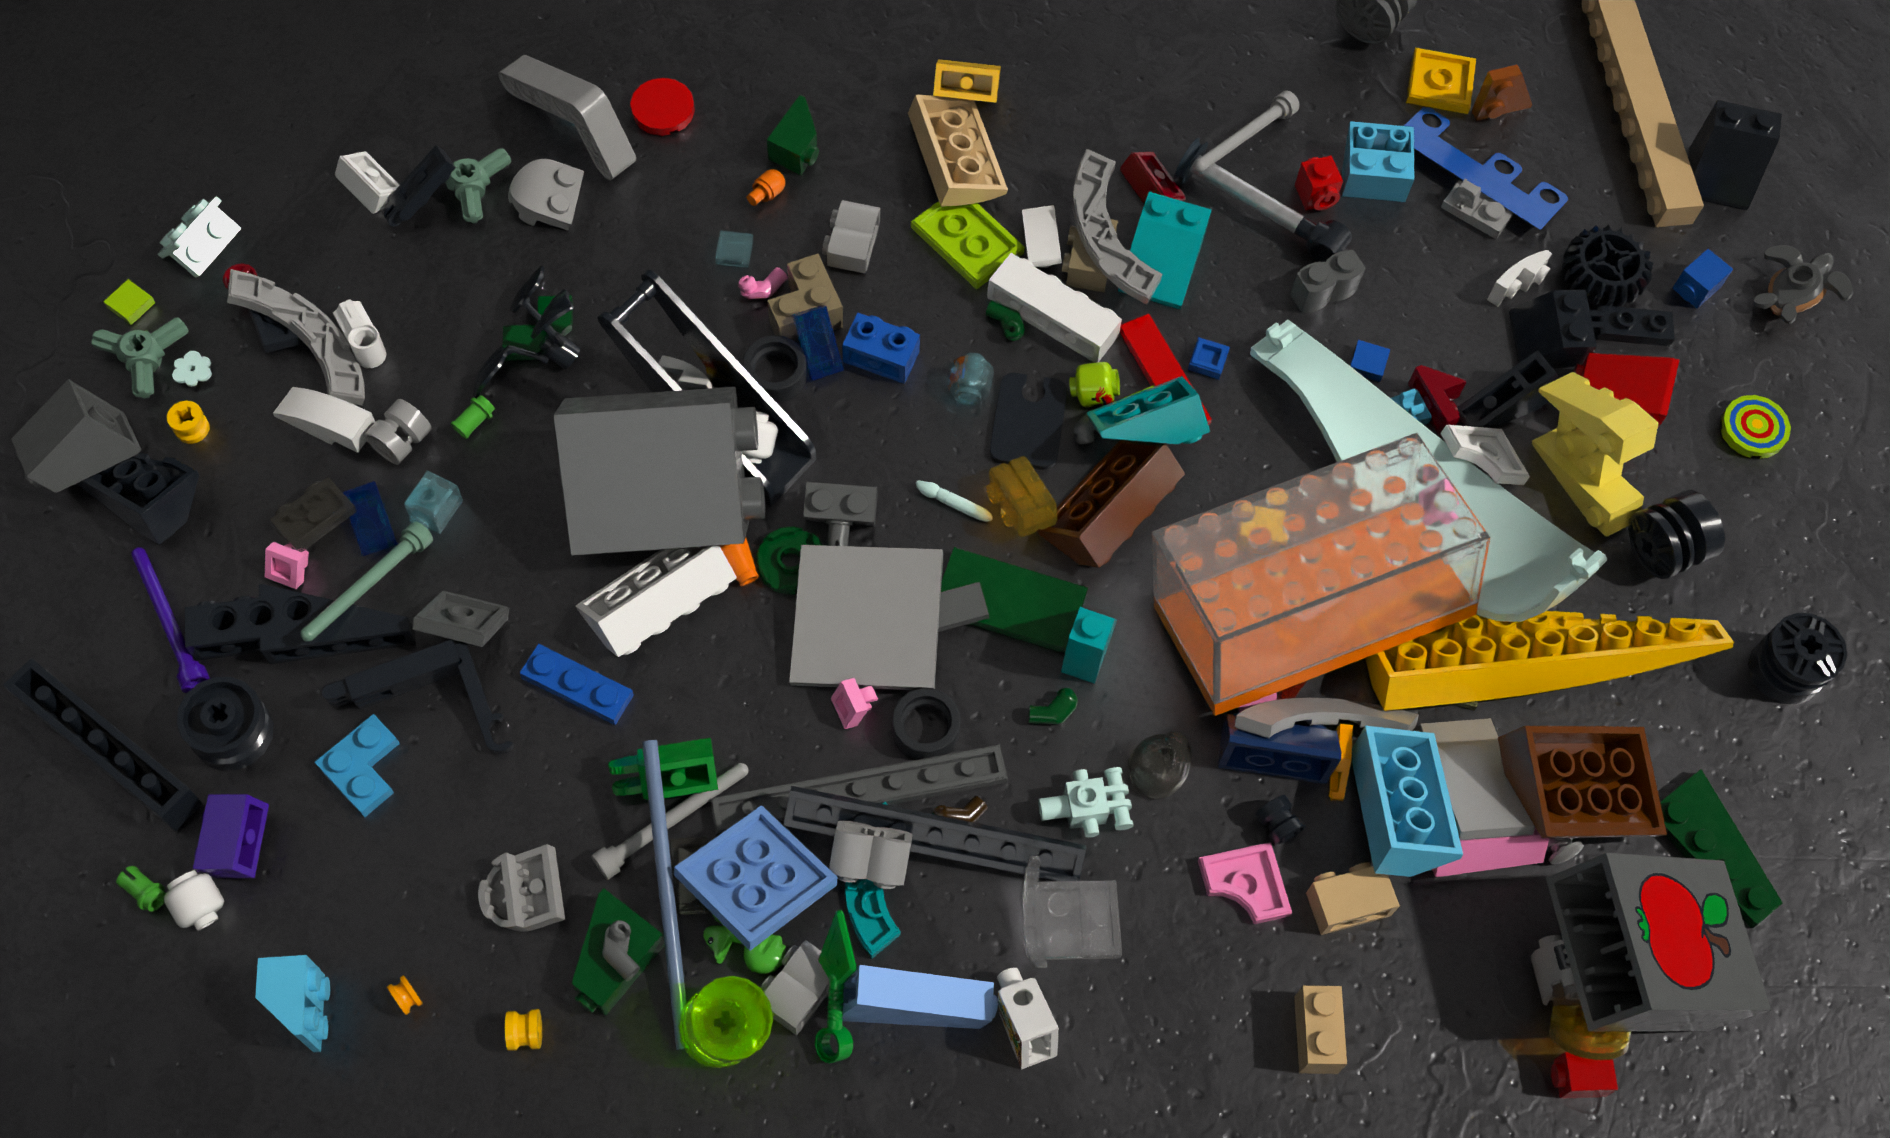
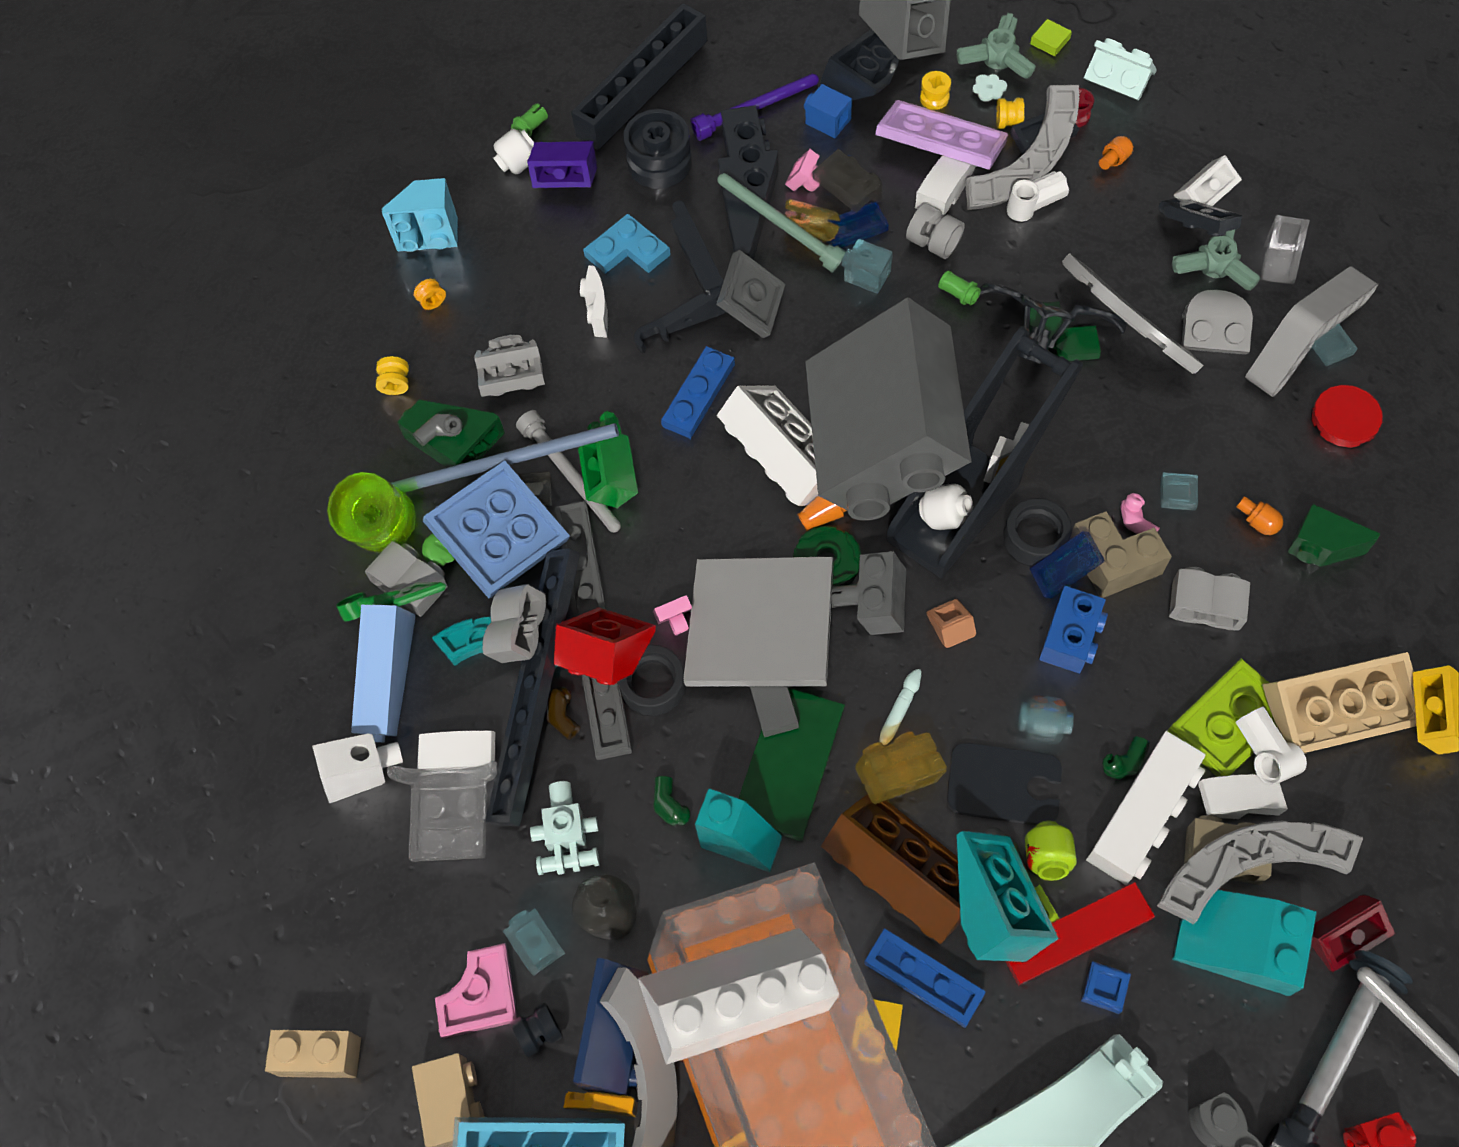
camera: 100 degrees right, 0 degrees up
(198, 535) = (828, 110): none -> blue brick
(240, 348) = (1009, 112): none -> yellow wheel
(258, 418) = (942, 134): none -> lavender tile
(312, 255) = (1116, 152): none -> orange cylinder
(363, 553) = (813, 219): none -> clear yellow arm
(433, 792) = (597, 312): none -> white slope
(466, 119) = (1284, 249): none -> clear slope
(529, 264) = (1131, 315): none -> light grey tile
(865, 452) = (952, 623): none -> nougat slope
(897, 759) = (602, 645): none -> red slope
(1004, 916) = (455, 749): none -> white slope
(1008, 203) = (1275, 757): none -> white piece
(1200, 823) = (533, 941): none -> clear light blue brick
(1215, 483) = (924, 978): none -> blue plate
(1290, 571) = (737, 994): none -> white slope

